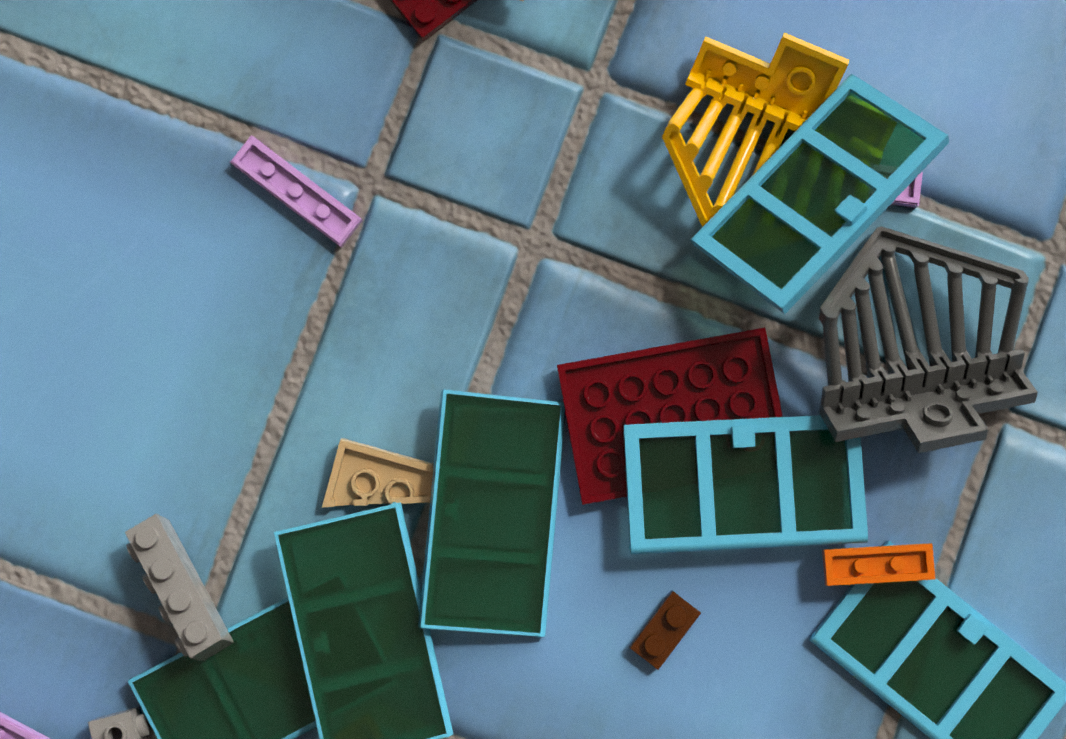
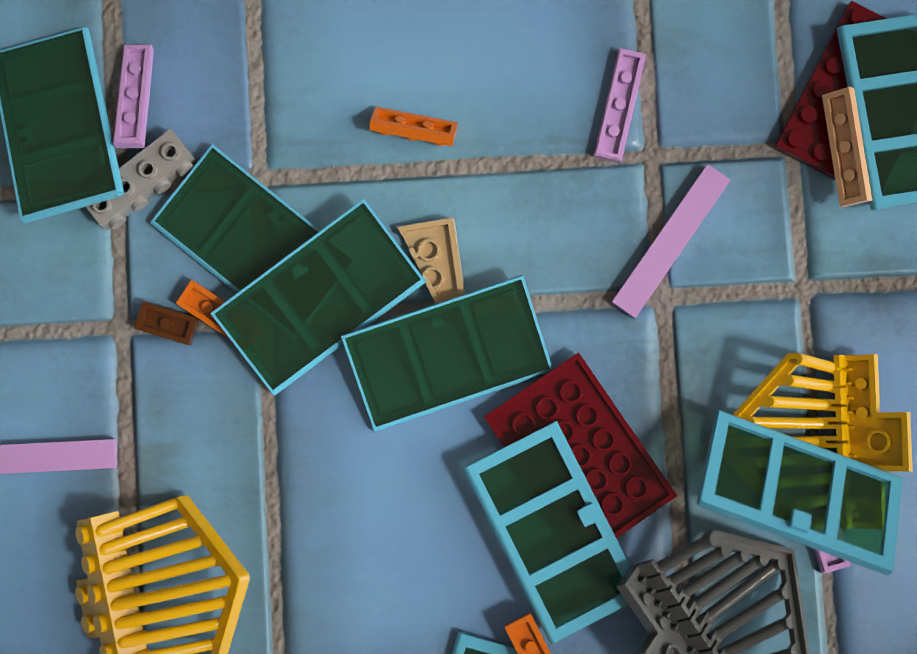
camera: 70 degrees right, 0 degrees up
(178, 588) = (294, 149): light grey brick -> none
(213, 437) = (413, 126): none -> orange plate
(477, 204) = (670, 241): none -> lavender tile
(665, 630) = (418, 519): reddish brown plate -> none

